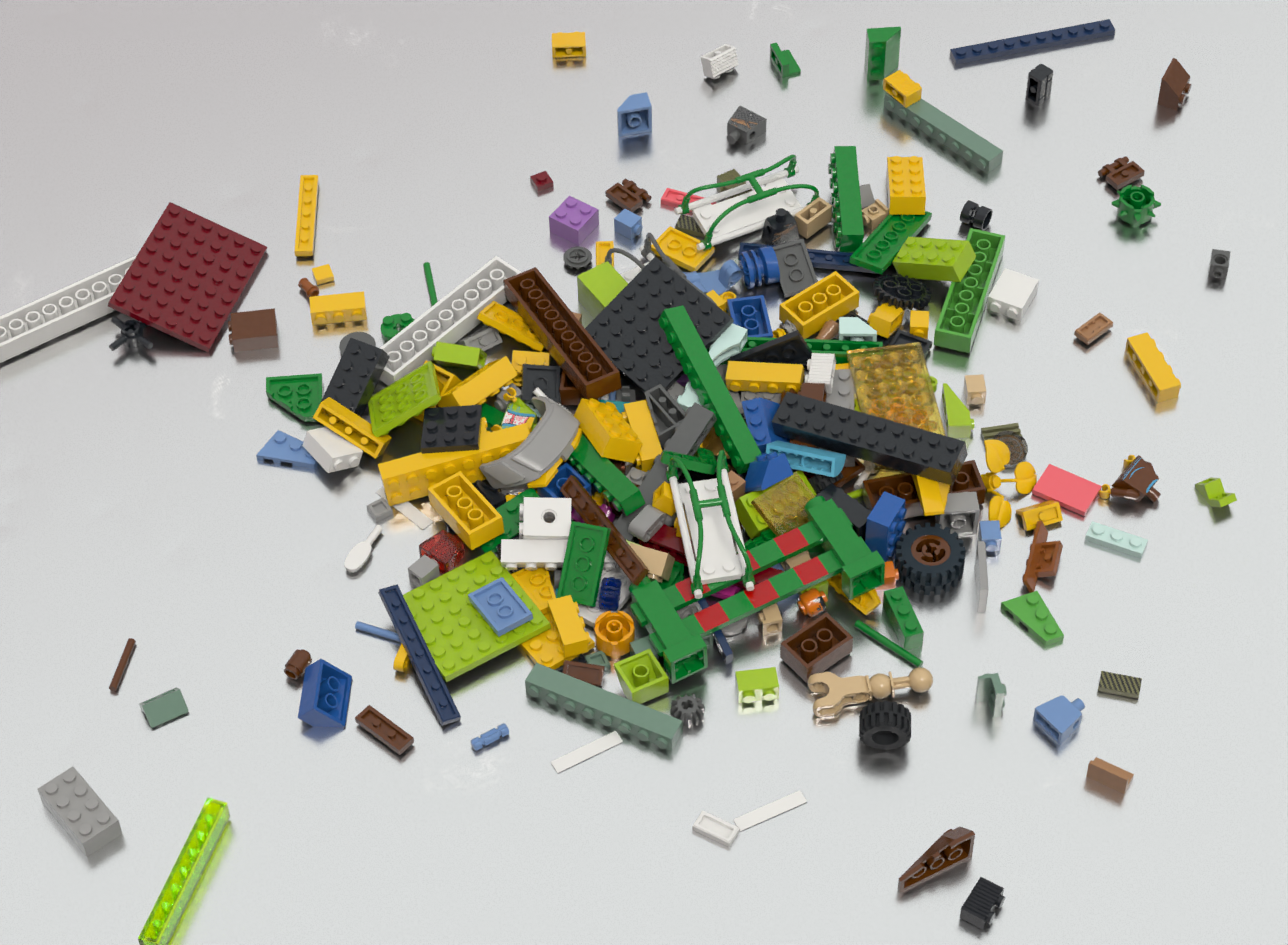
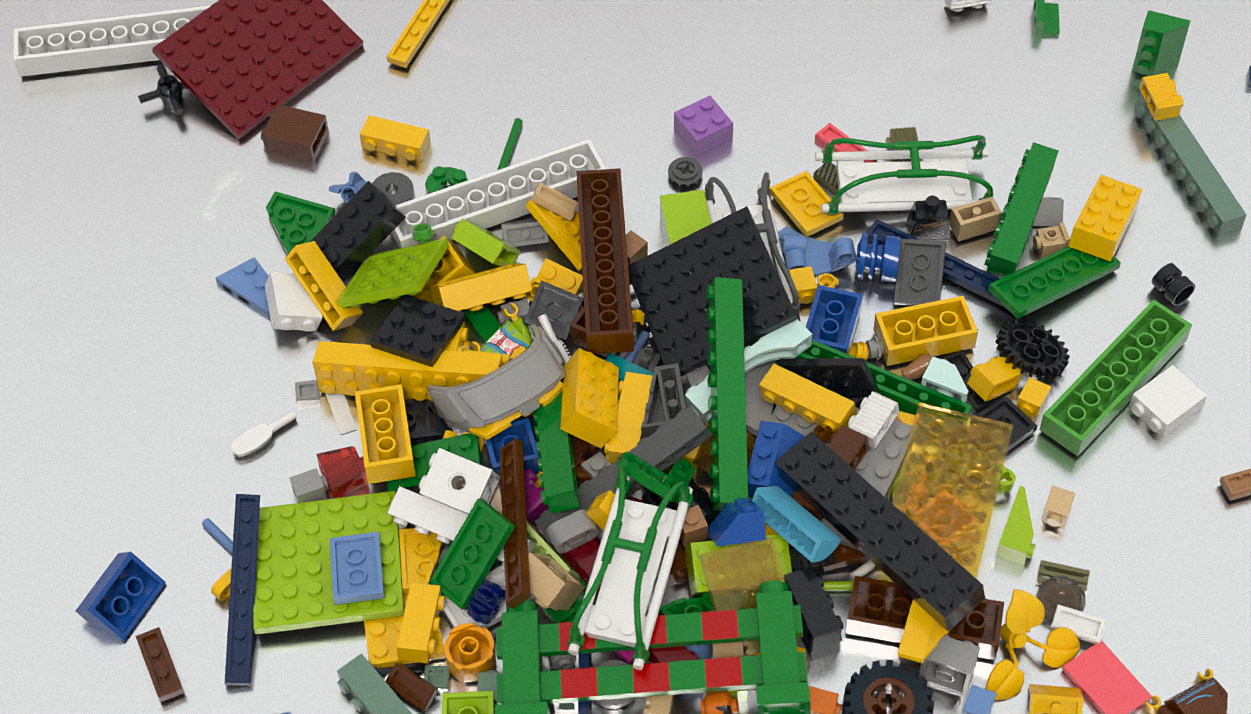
camera: 25 degrees right, 5 degrees up
(297, 663) = (115, 543): reddish brown brick -> none
(310, 289) = (380, 108): dark orange pin -> none
(323, 274) = (403, 93): yellow tile -> none
(328, 360) = (349, 189): none -> medium blue brick
(409, 363) = (422, 232): none -> bright green plate
(497, 307) = (554, 201): none -> tan tile
(541, 181) = (696, 67): dark red plate -> none
(602, 248) = (723, 172): yellow tile -> none
(623, 195) = (776, 120): reddish brown plate -> none
(628, 224) = (761, 151): medium blue brick -> none
(634, 115) = (835, 24): medium blue slope -> none
(745, 126) = (957, 79): dark grey torso -> none
(885, 525) = (848, 647): blue brick -> none
(934, 259) = (1089, 323): lime brick -> none
(1036, 456) = (1084, 625): none -> white tile

